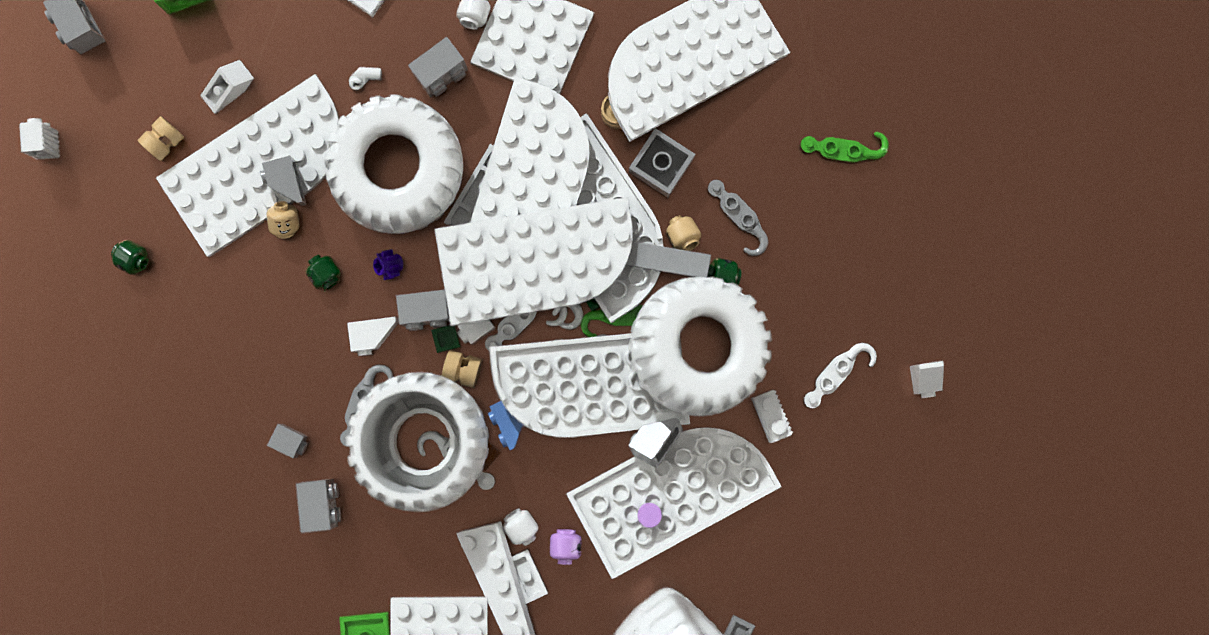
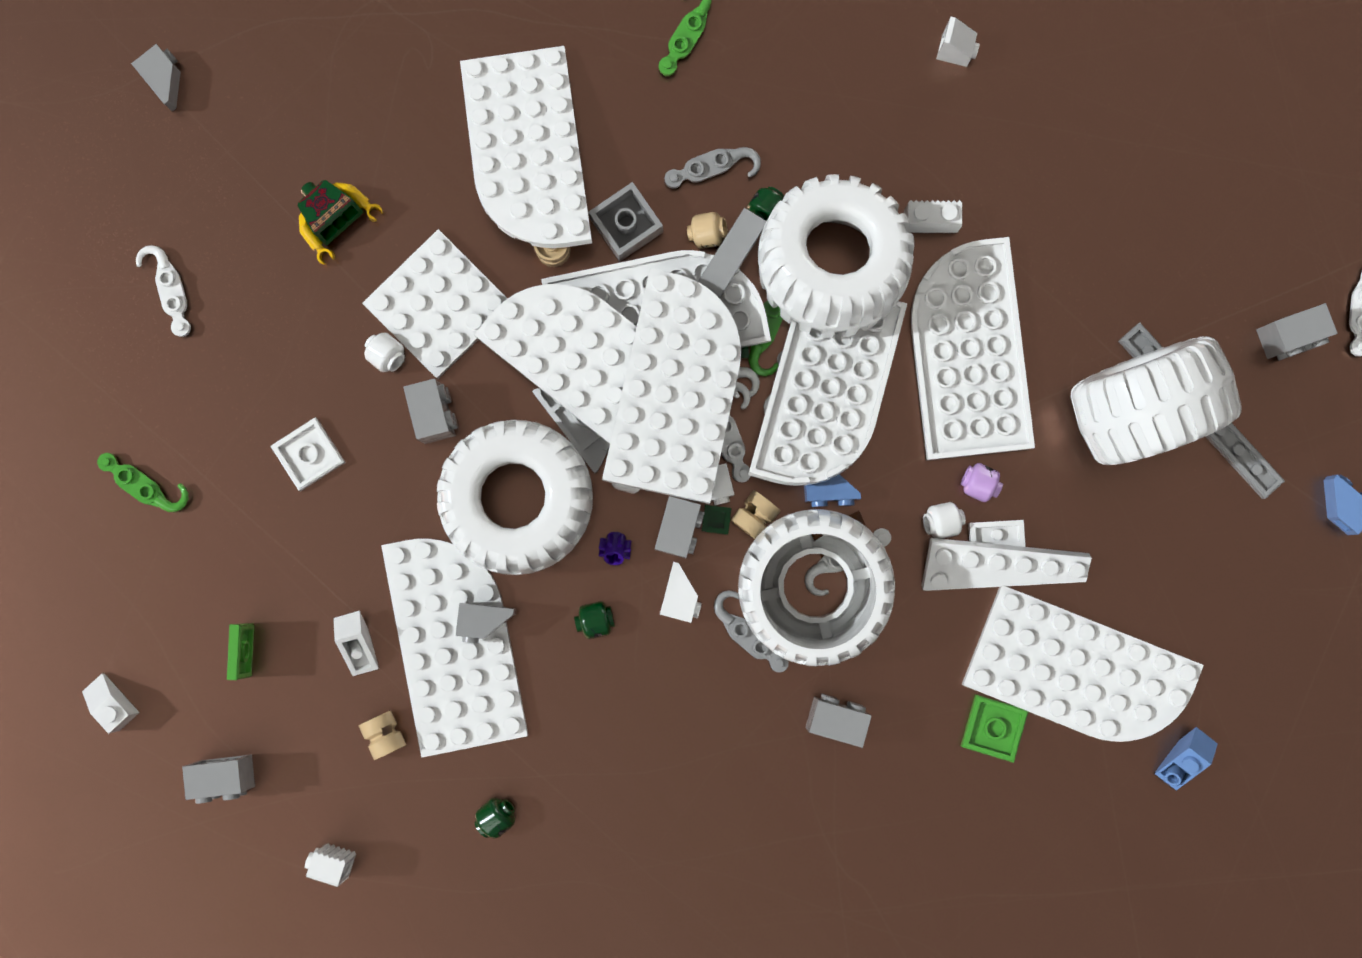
camera: 65 degrees left, 0 degrees up
(282, 220) = (522, 639): tan head -> none
(288, 441) = (757, 726): light grey brick -> none
(362, 75) = (404, 497): white arm -> none
(649, 515) = (985, 382): lavender tile -> none
(655, 441) = (912, 345): slope -> none
(836, 373) = (914, 134): white piece -> none

